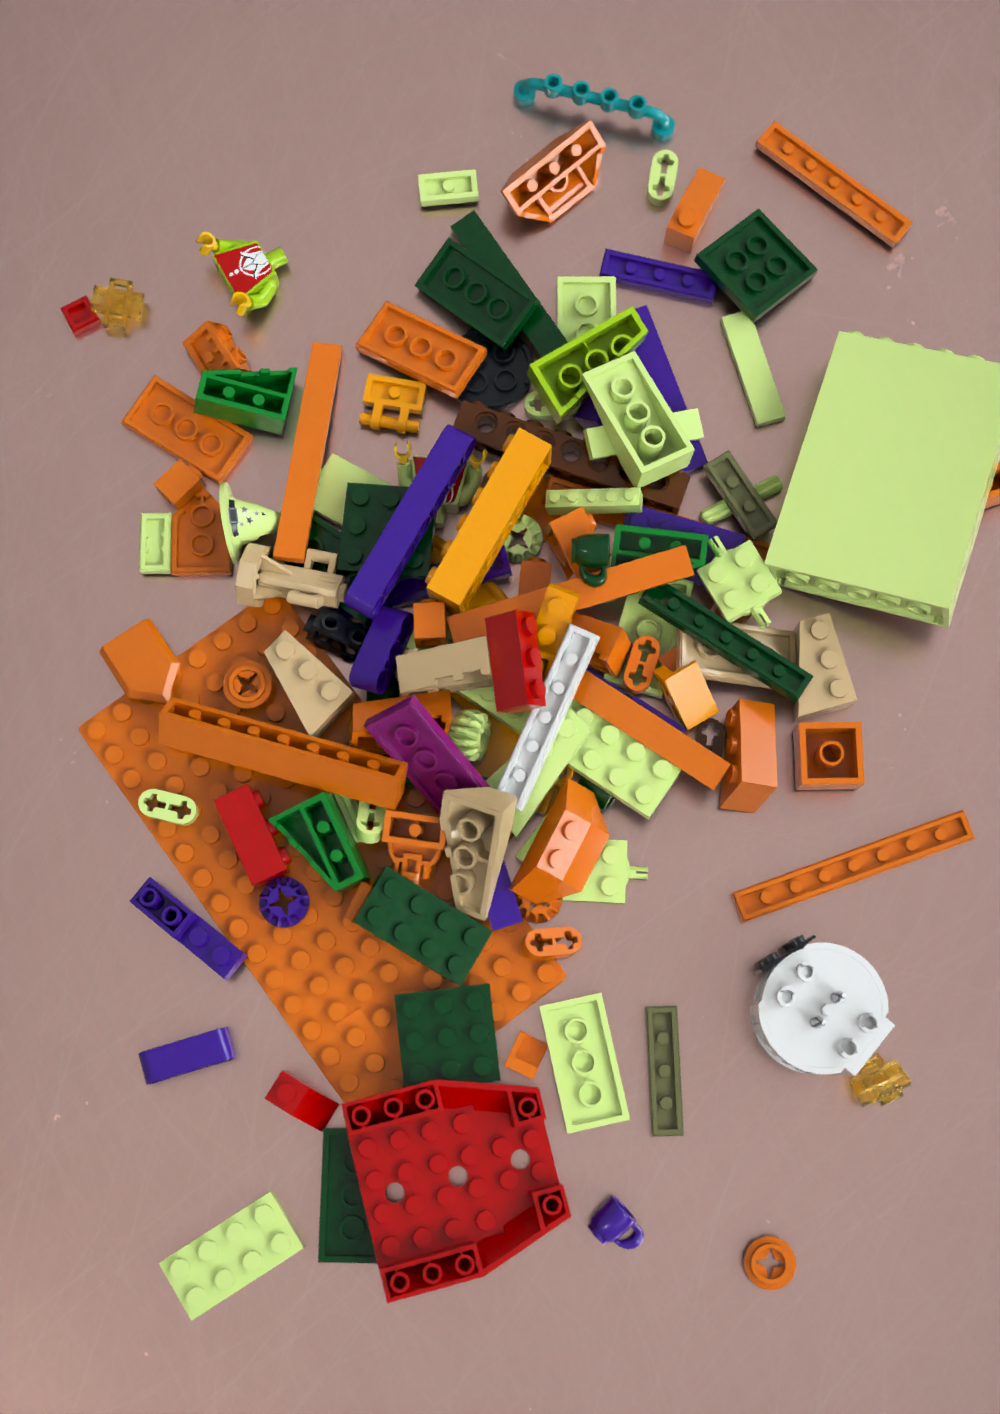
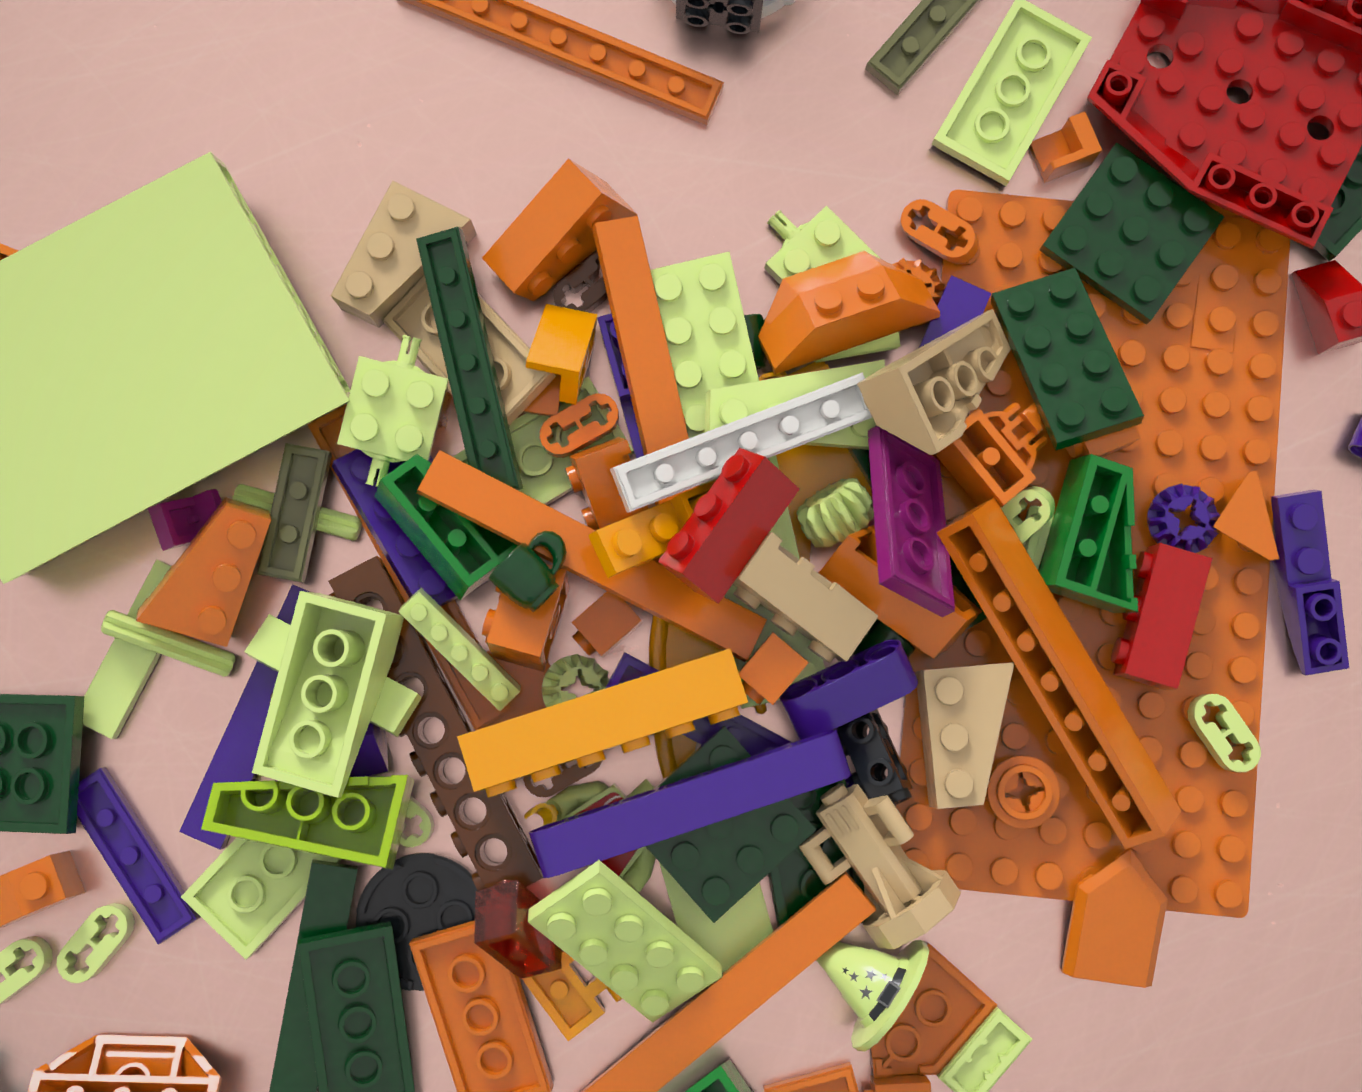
camera: 140 degrees left, 5 degrees up
(248, 931) = (1248, 519): none -> orange slope
(382, 434) = (624, 941): none -> yellowish green plate
(440, 396) = (506, 934): none -> clear red brick
(641, 224) = (88, 935): none -> yellowish green beam
(738, 381) = (168, 643): none -> yellowish green axle
(749, 427) = (211, 576): none -> orange wedge
(786, 446) = (181, 519): none -> magenta bracket
(828, 755) = (478, 156): orange brick -> none

